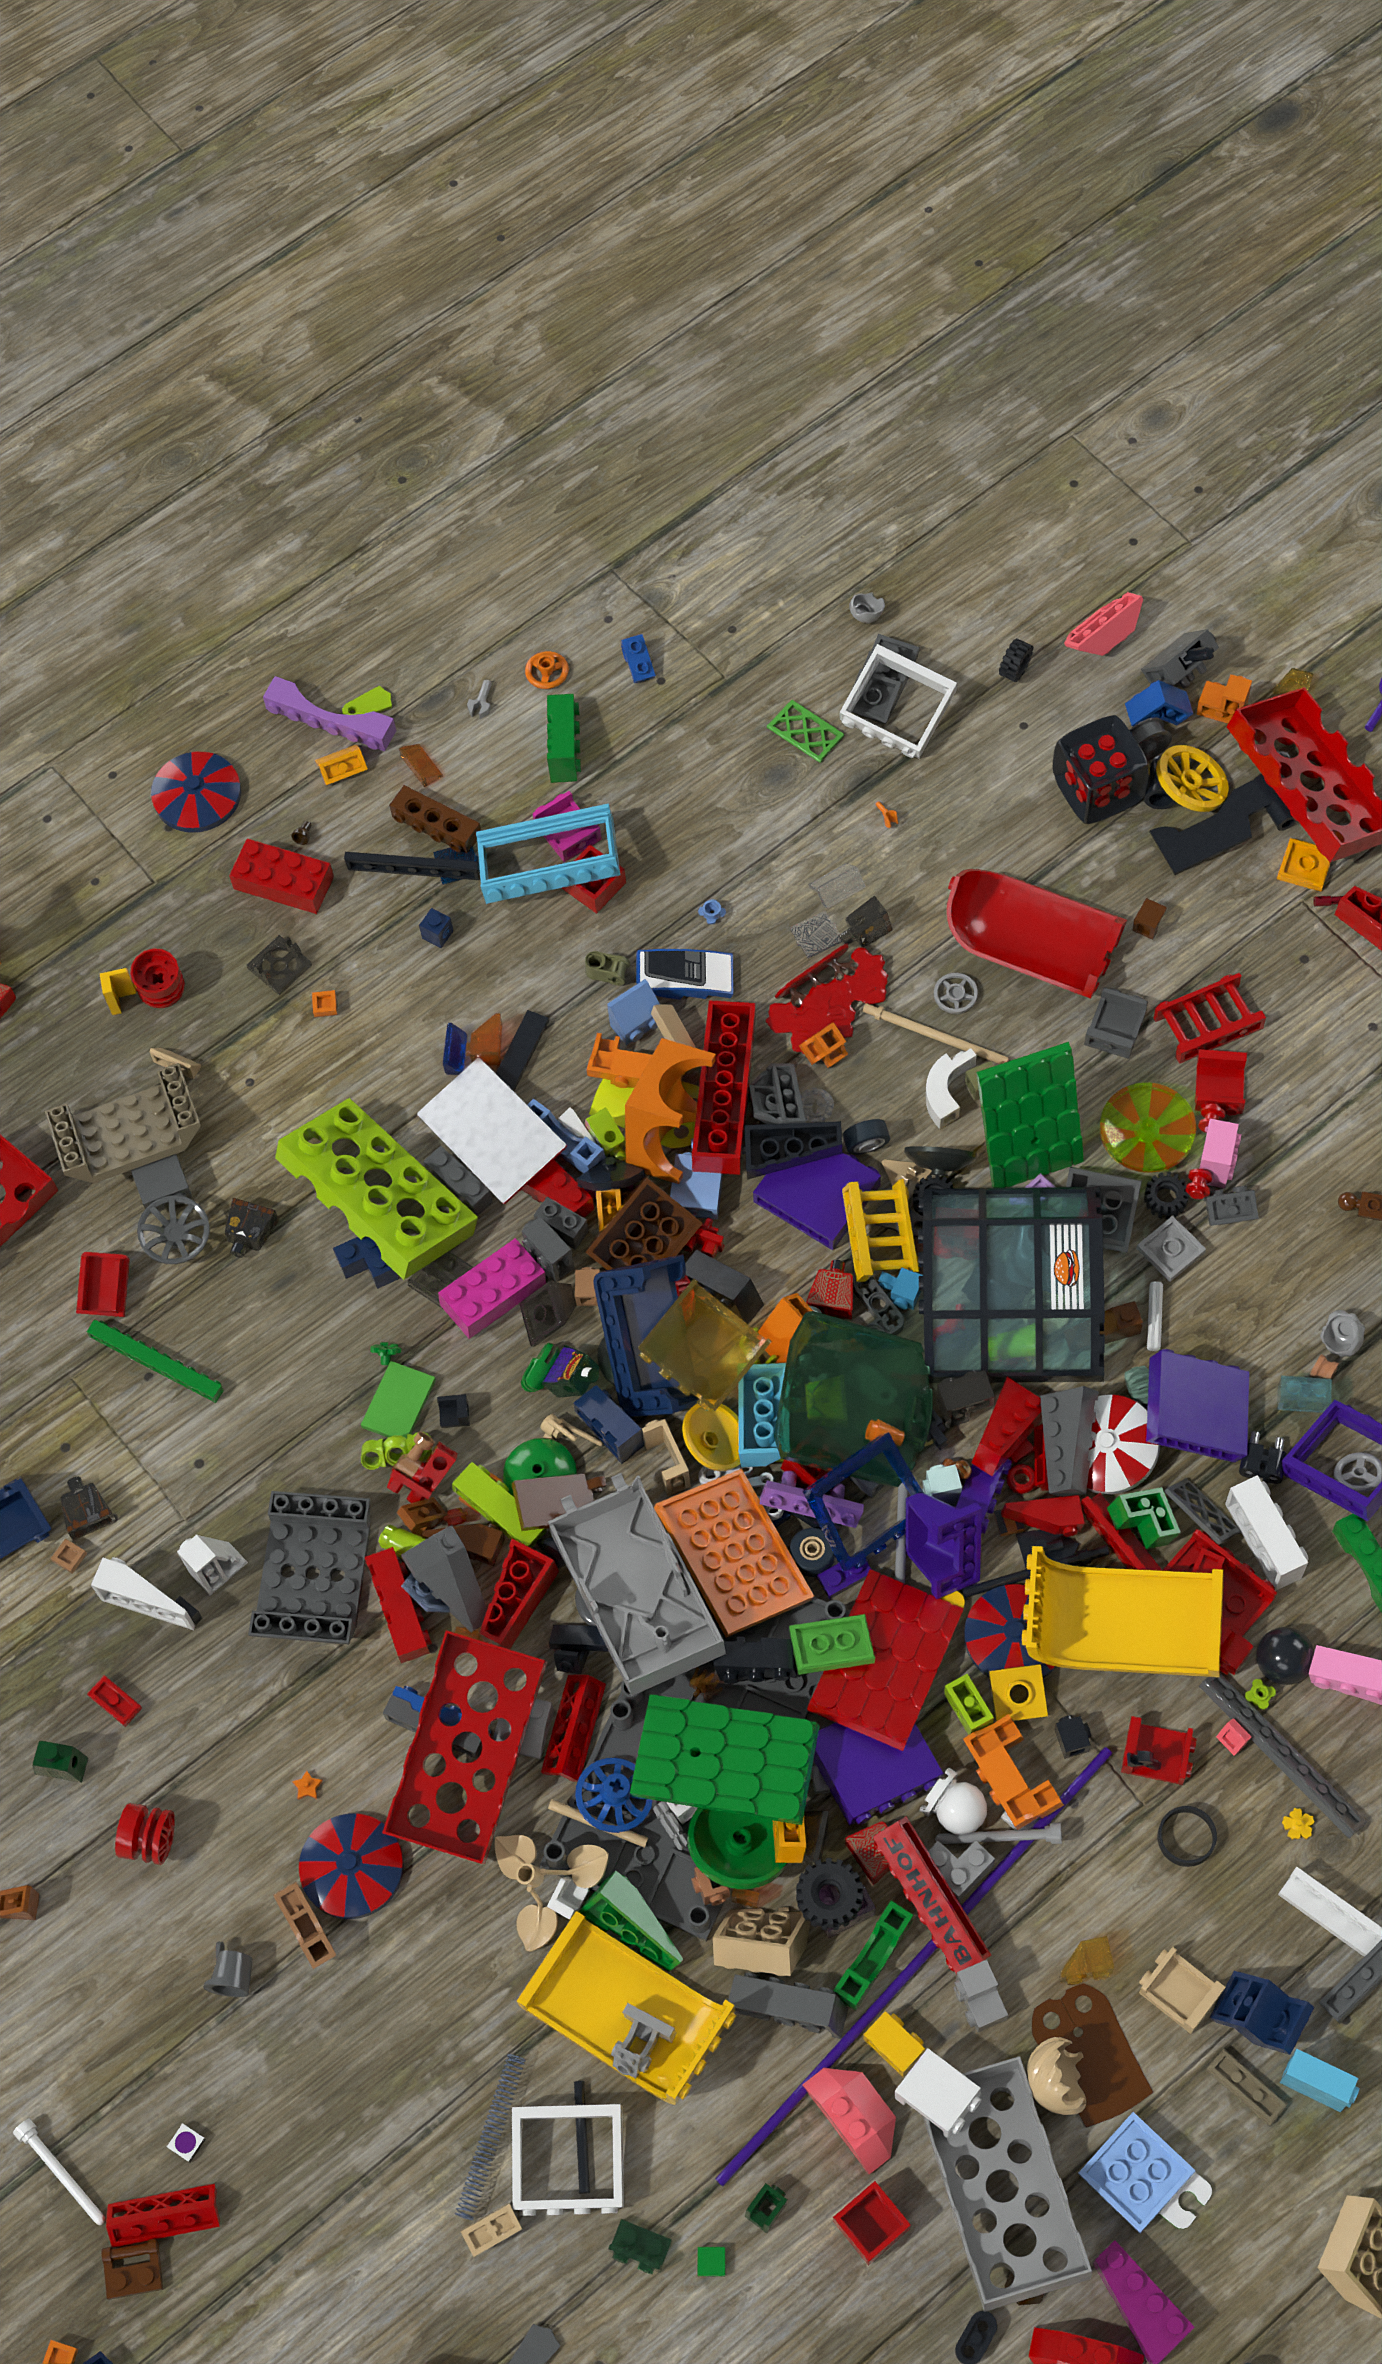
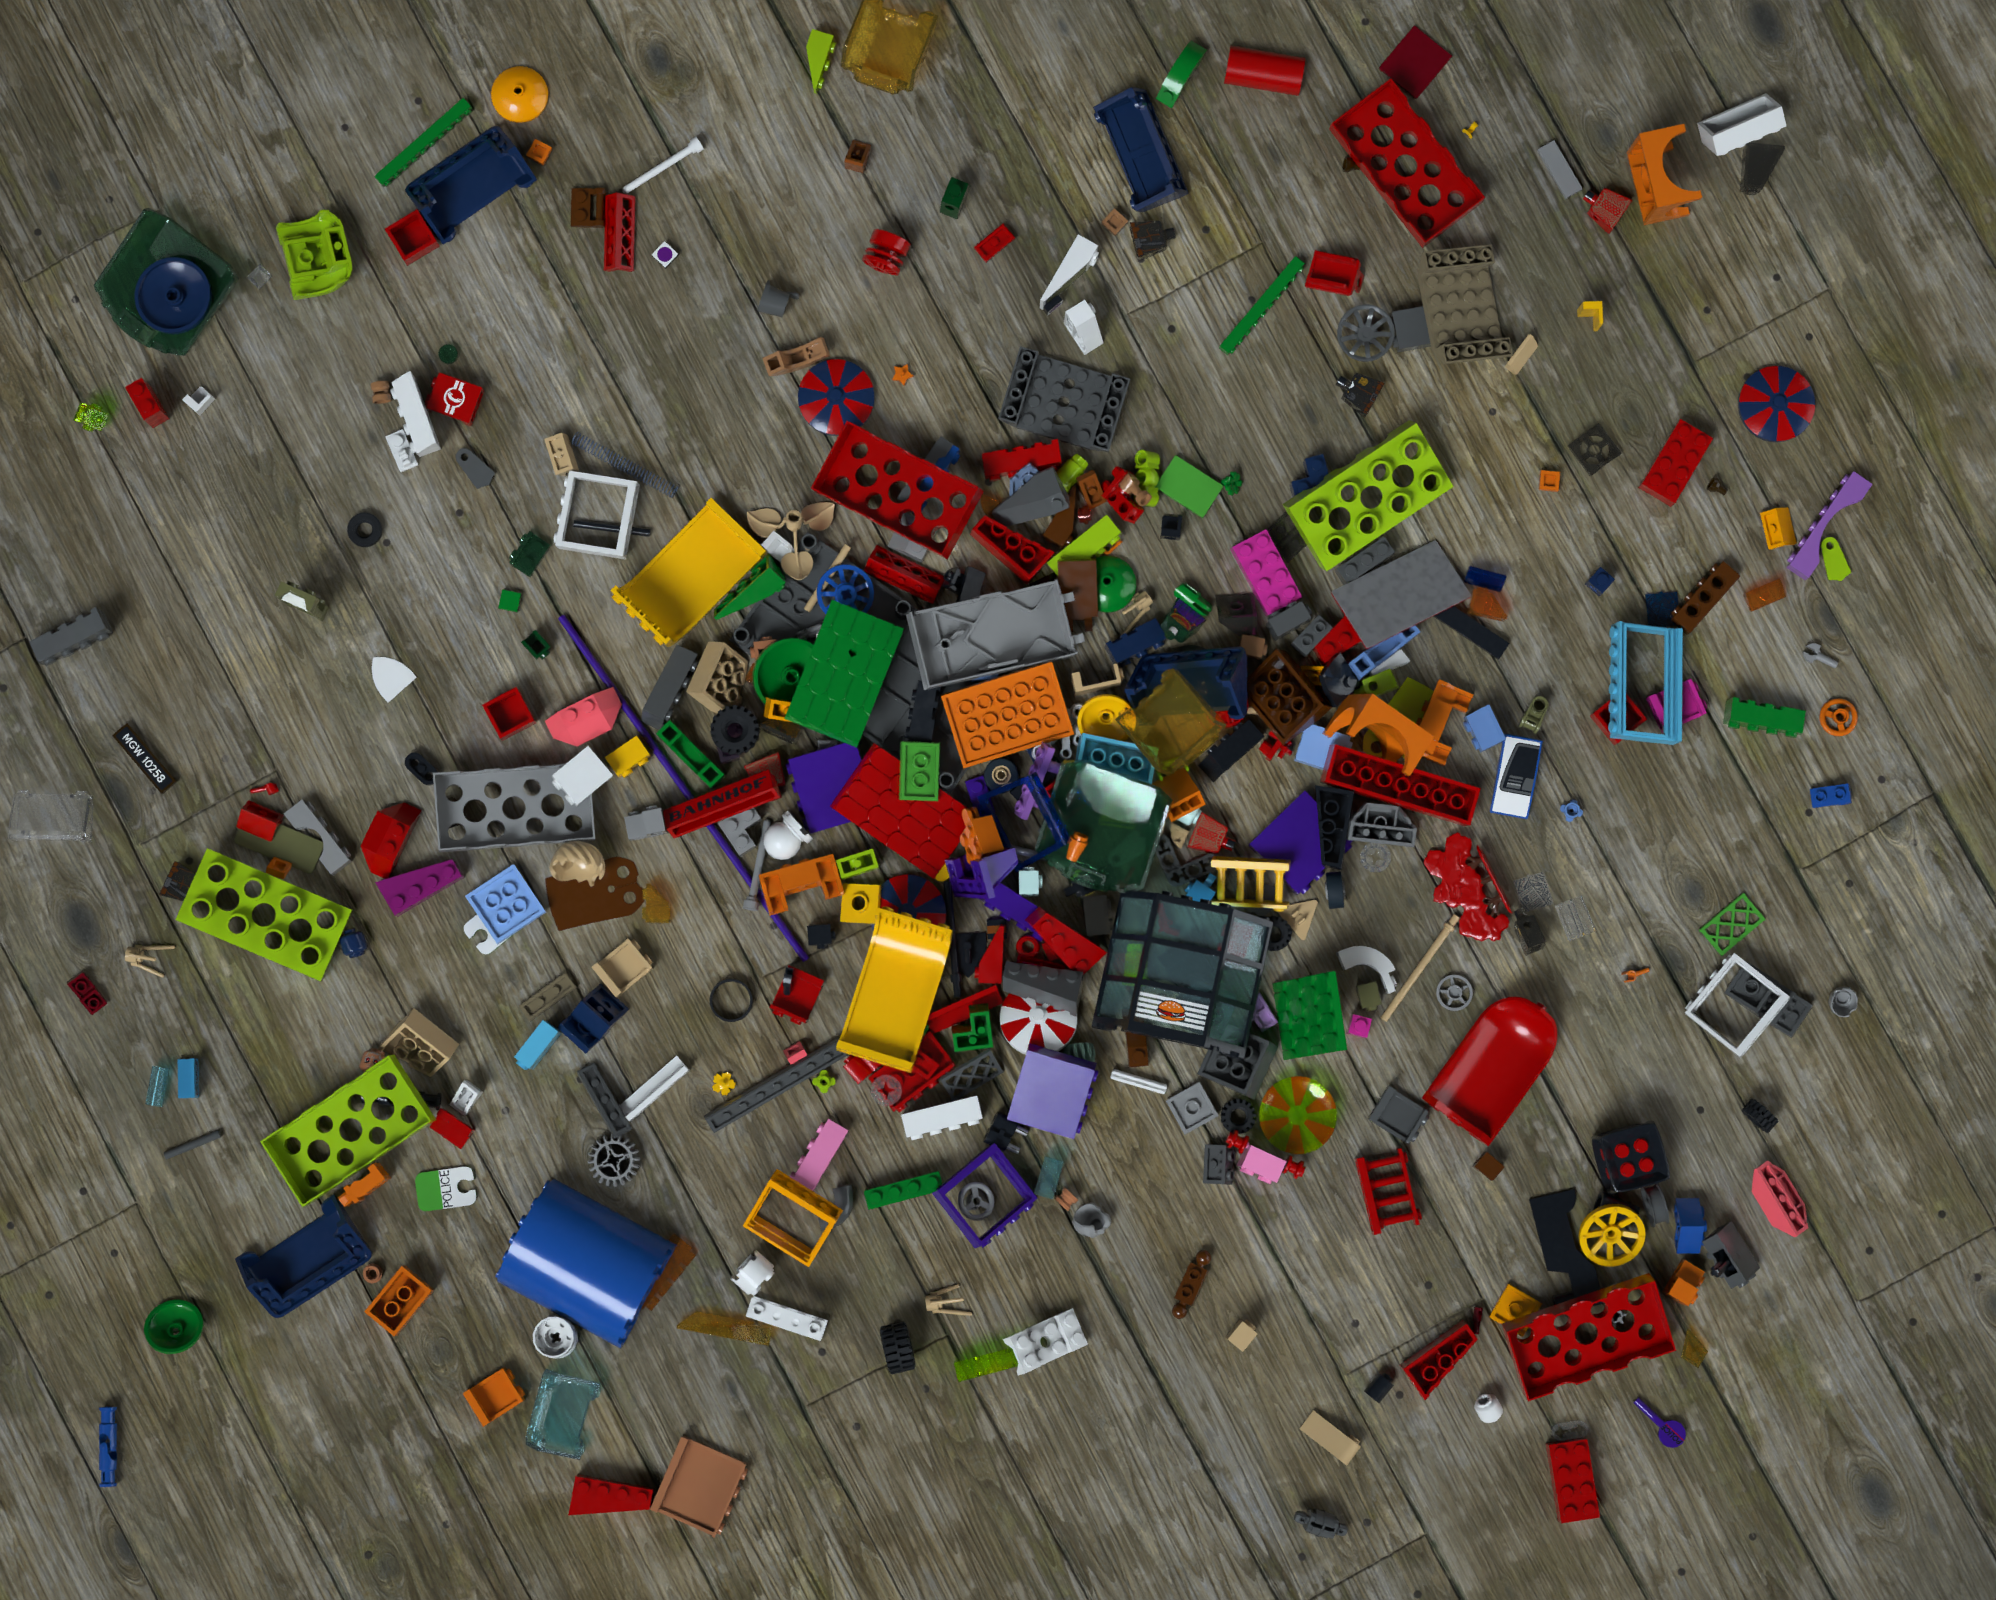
camera: 90 degrees right, 20 degrees up
(157, 978) = (1599, 338): red wheel -> none
(412, 865) = (1663, 570): black tile -> none
(646, 2028) = (654, 567): light grey tile -> none
(670, 1024) = (1454, 757): tan slope -> none
(703, 1685) = (912, 675): clear orange piece -> none
(825, 1045) = (1424, 874): orange brick -> none
(901, 1552) = (980, 835): none -> orange brick
(939, 1158) = (1302, 942): pearl dark grey dish -> none
(964, 1468) = (1047, 893): dark orange piece -> none
(1220, 1080) = (1327, 1185): red panel -> none
(1246, 1619) = (892, 1097): none -> clear gear
(1285, 1655) = (848, 1107): black piece -> none

